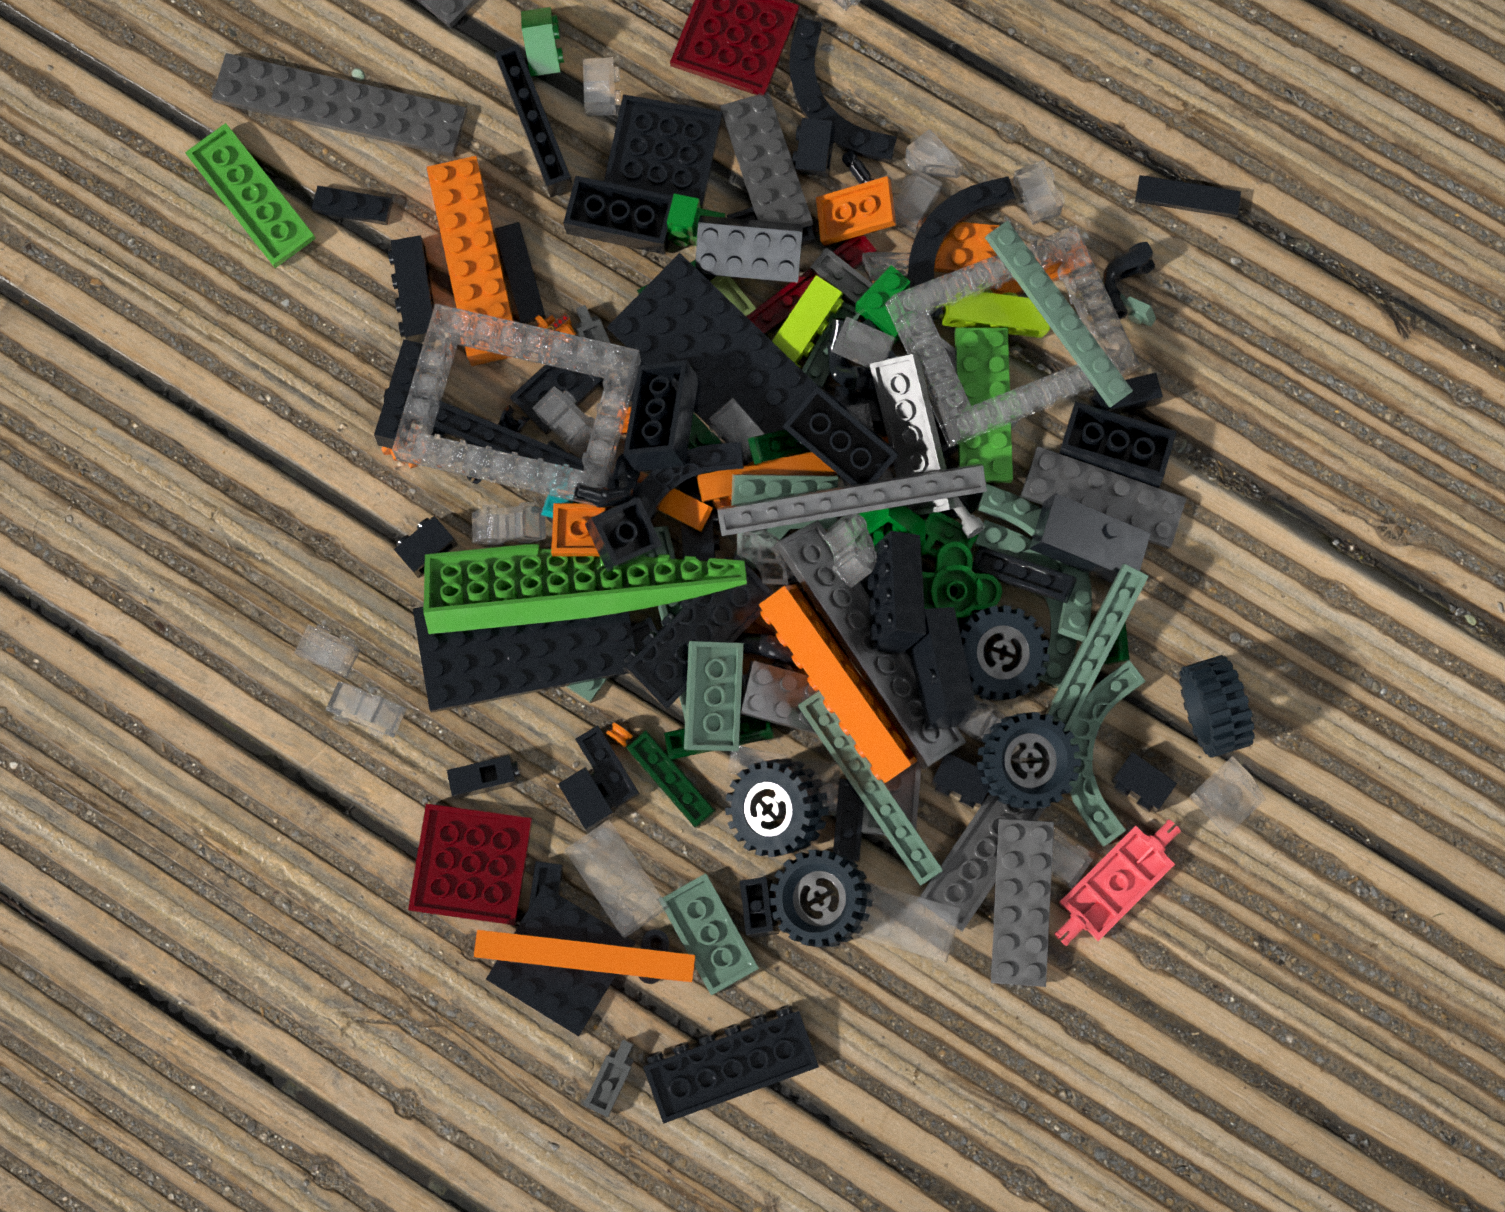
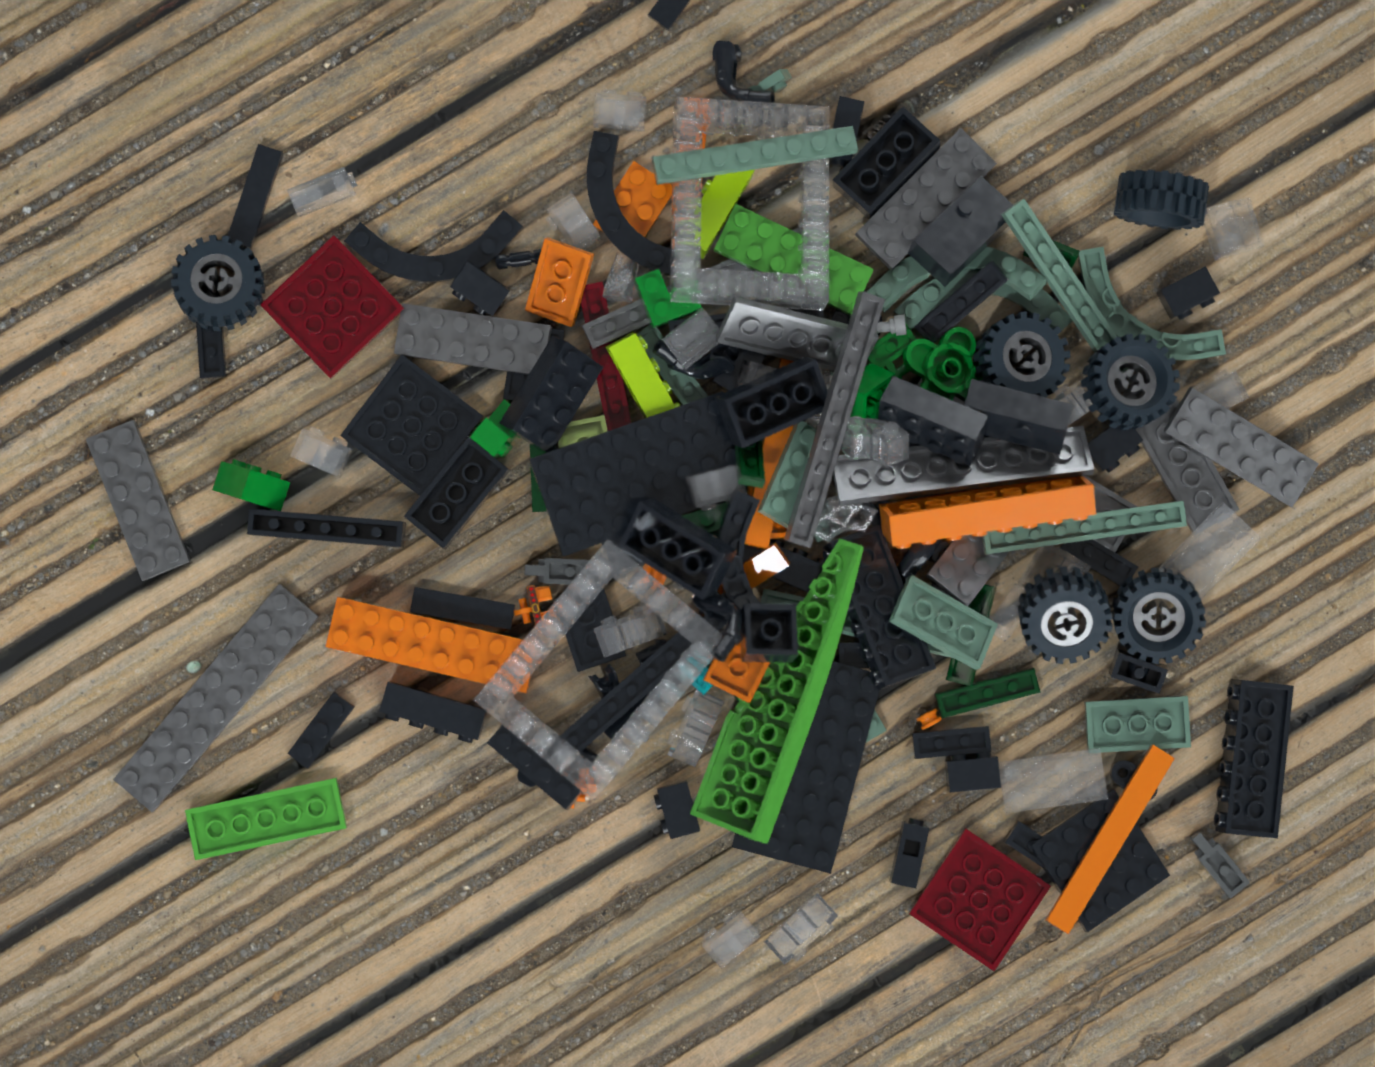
camera: 75 degrees left, 10 degrees up
(932, 157) = (539, 188): clear slope -> none
(1117, 883) = (1261, 359): coral plate -> none

